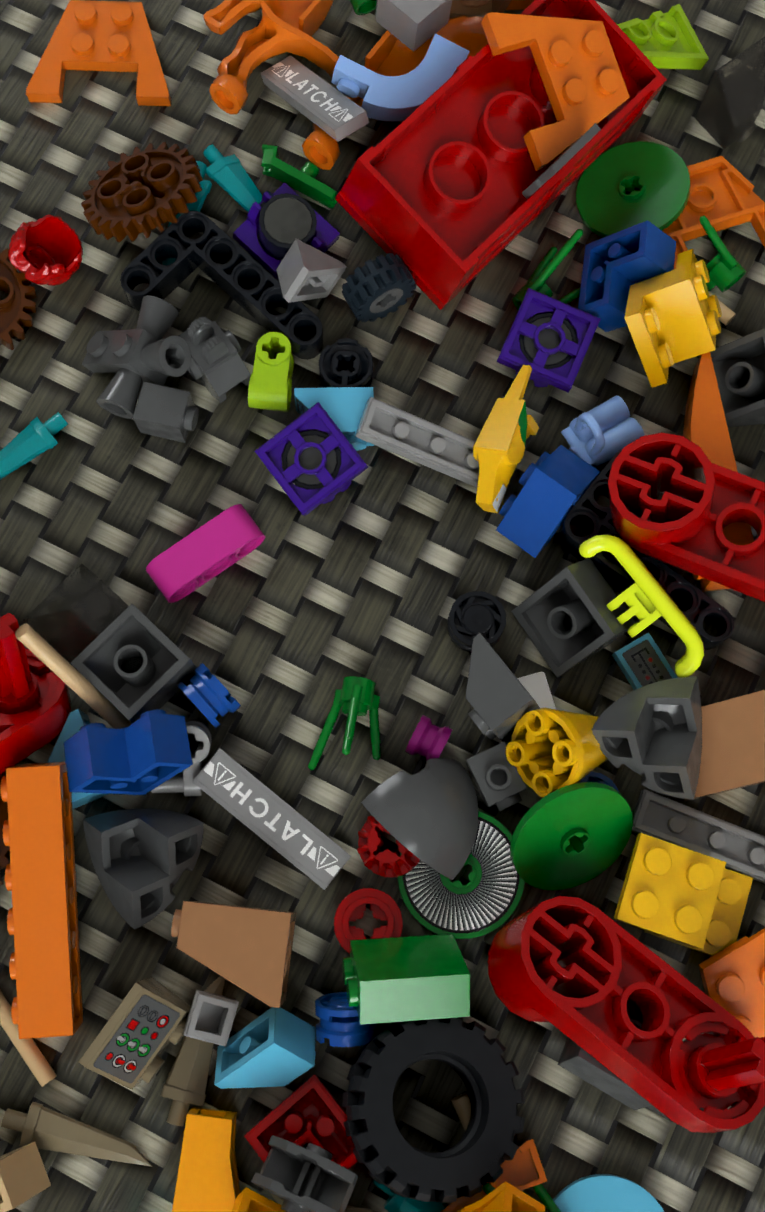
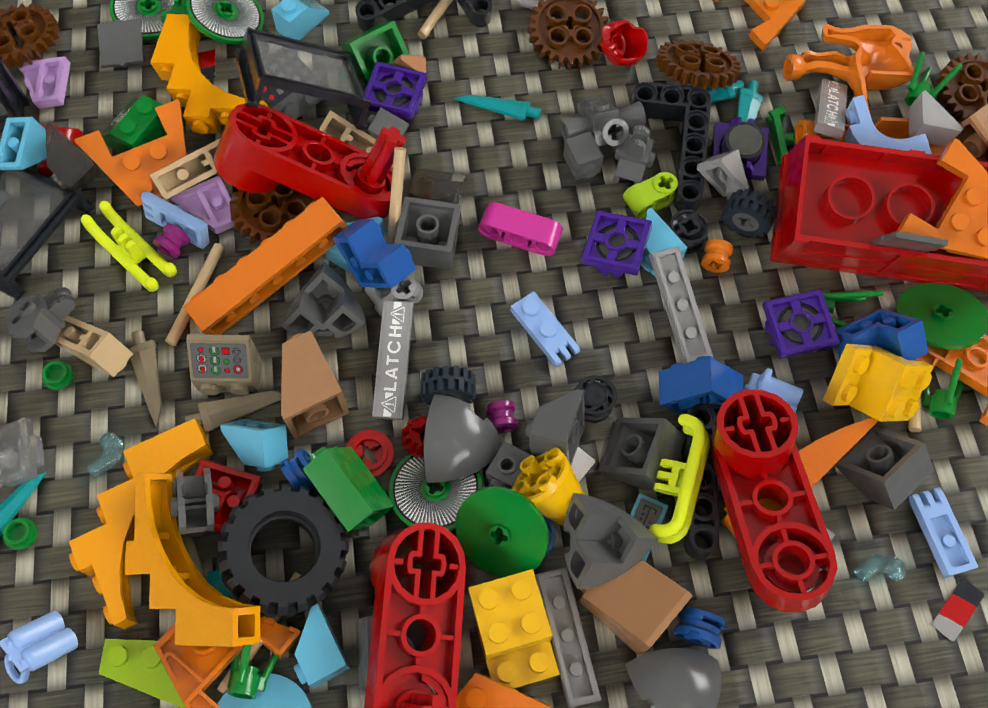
camera: 55 degrees right, 10 degrees down
(209, 695) = (439, 280): blue wheel -> none
(211, 1018) = (257, 399): light grey slope -> none
(350, 615) = (544, 328): none -> light blue hinge
(355, 778) = (448, 381): none -> black wheel
(356, 698) = (496, 361): green plant -> none
(400, 361) = (717, 255): none -> orange wheel
(503, 443) = (713, 338): yellow animal -> none
(569, 1130) = (318, 651): none -> medium azure slope

